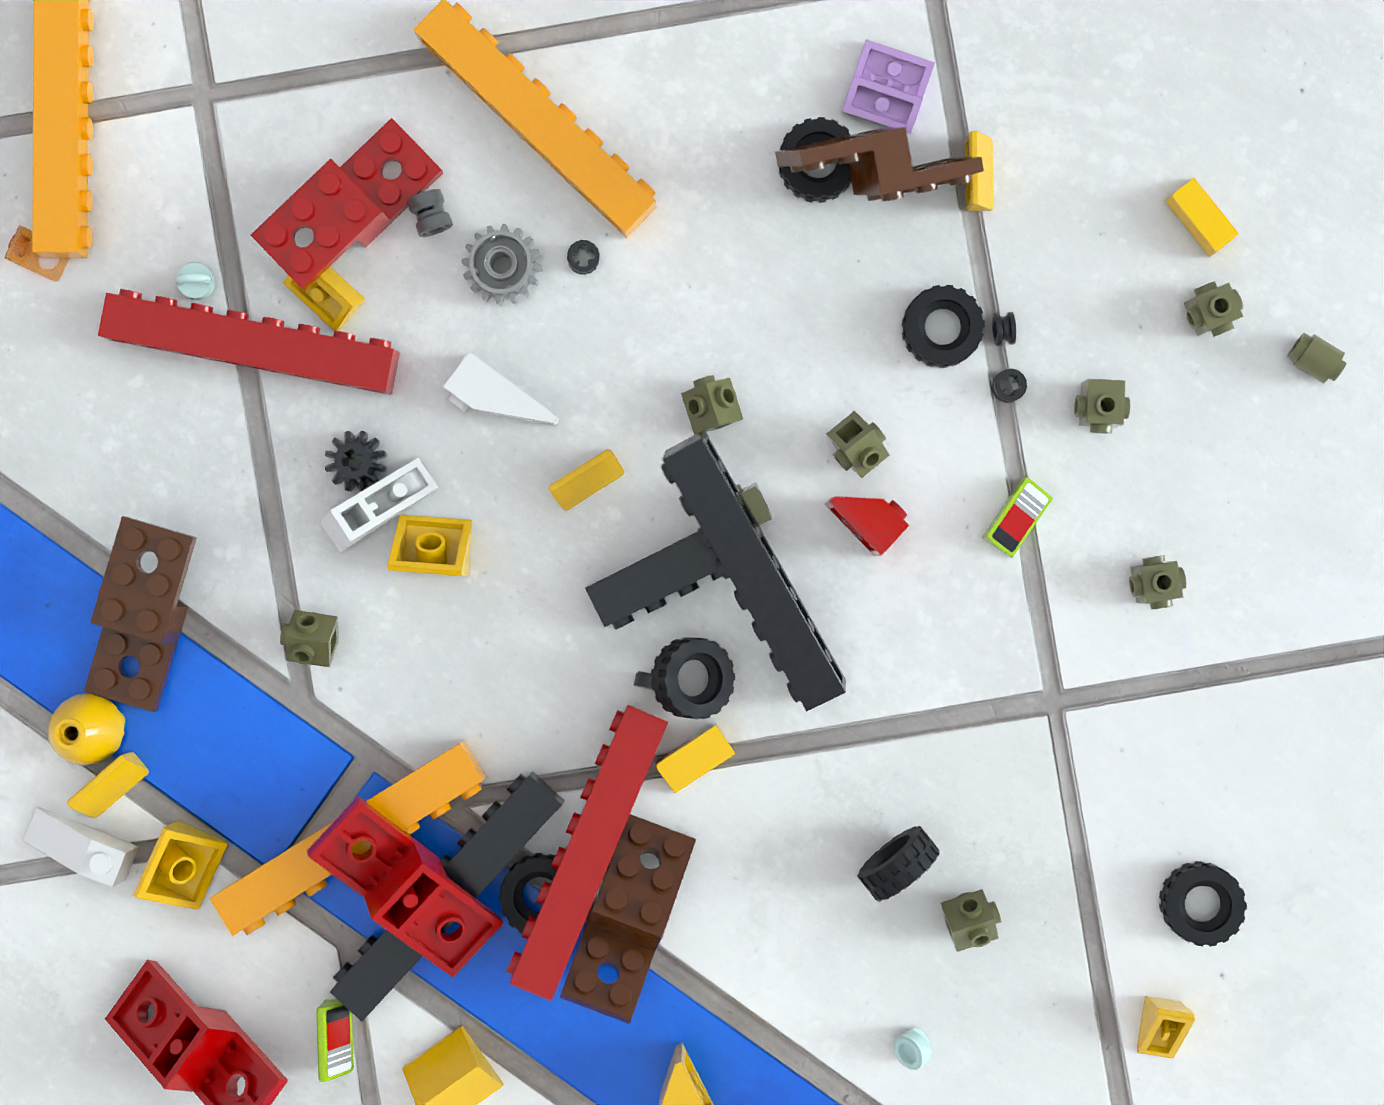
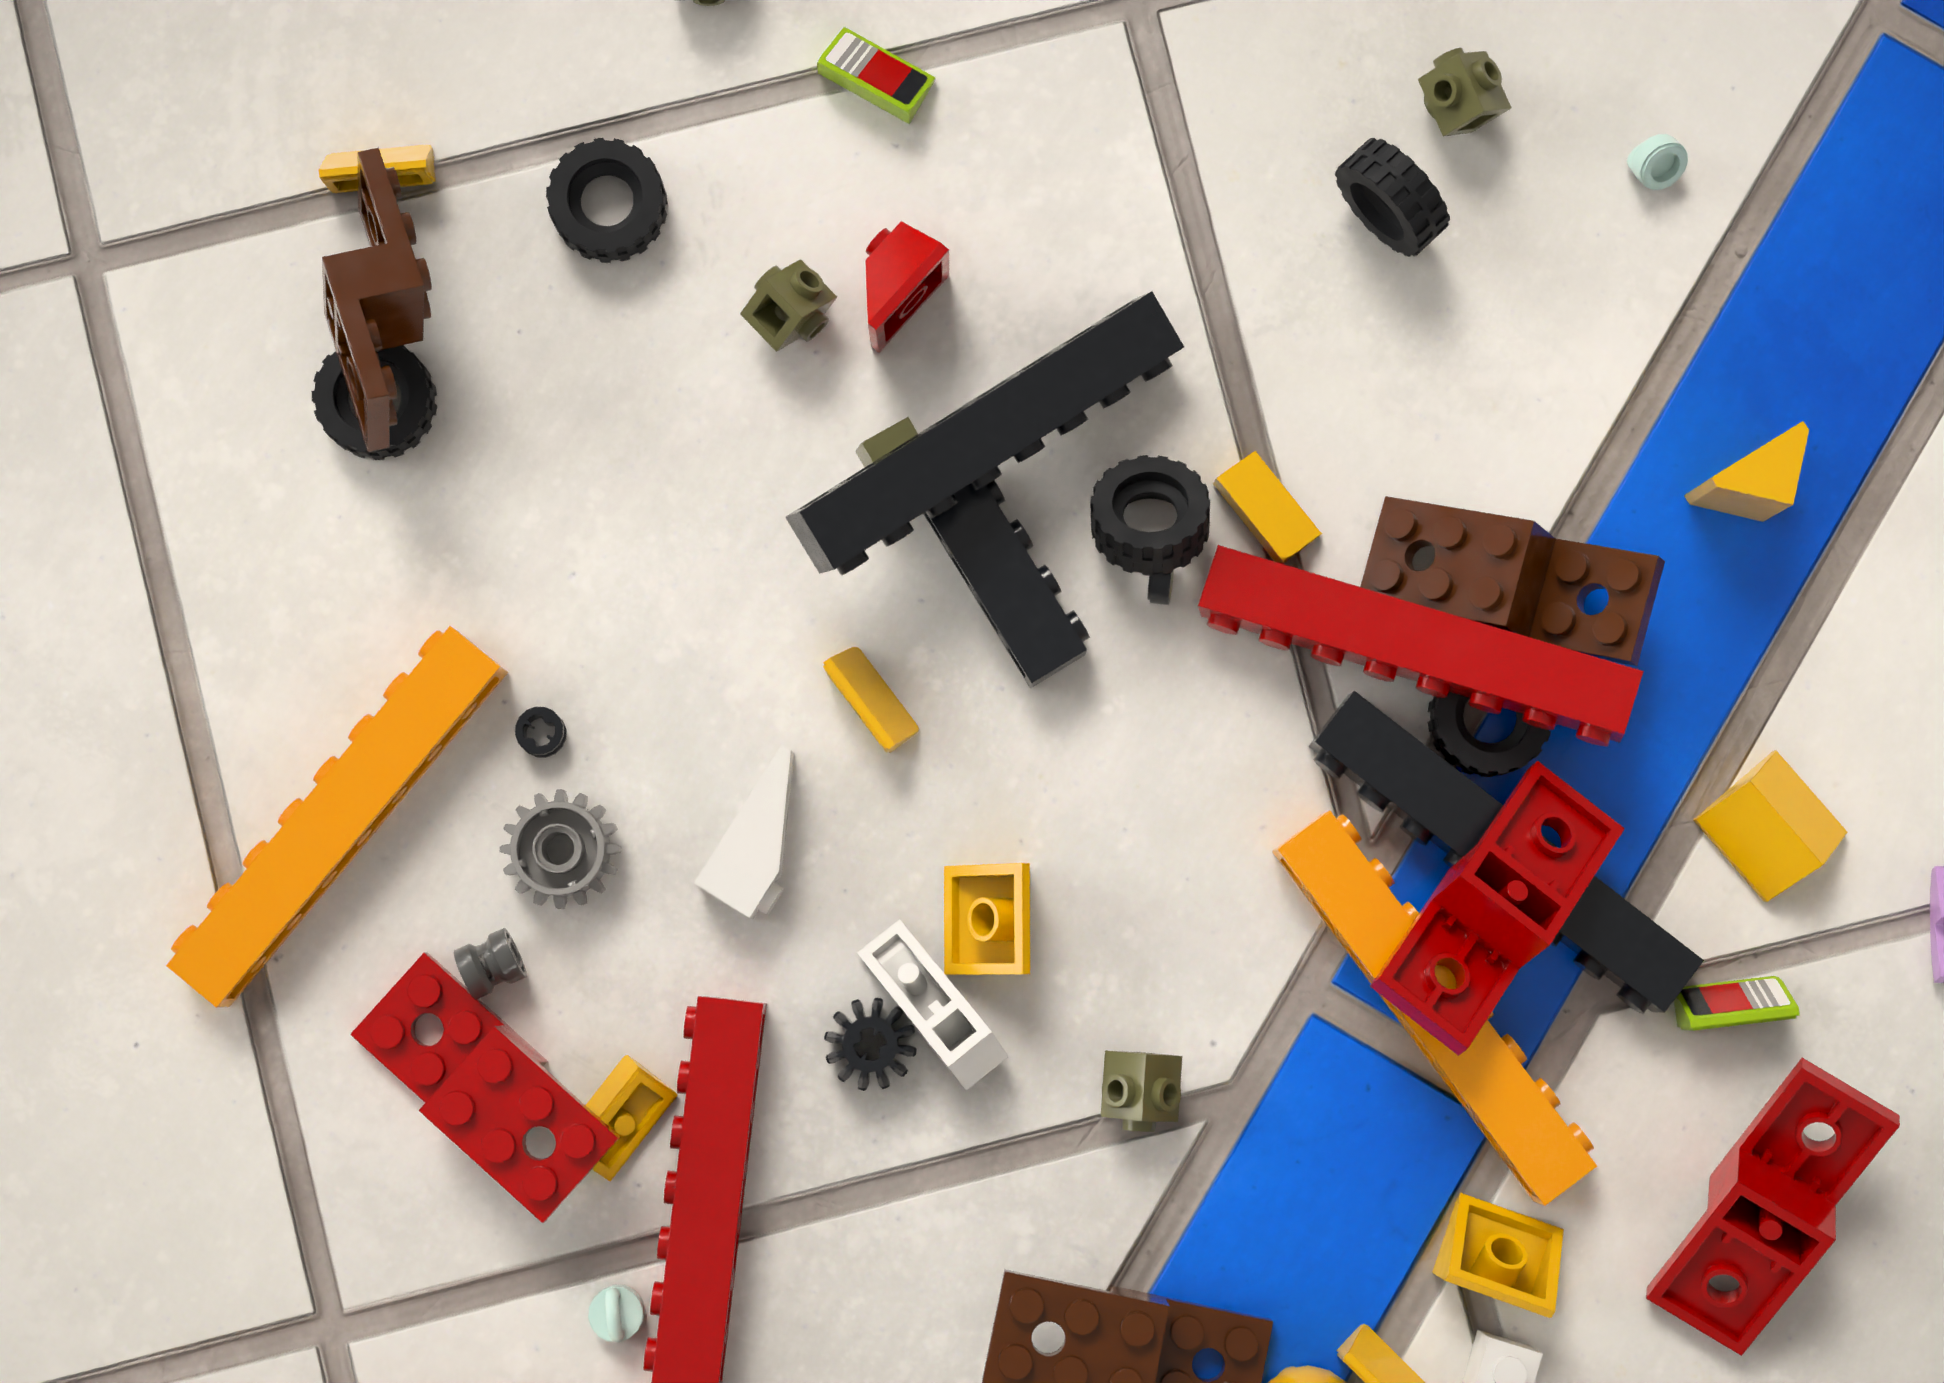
camera: 95 degrees left, 5 degrees down
(711, 404) = (746, 521): olive brick -> none
(888, 86) = (259, 307): lavender slope -> none
(1004, 328) = (604, 112): black bush -> none
(1016, 394) = (672, 109): black bush -> none

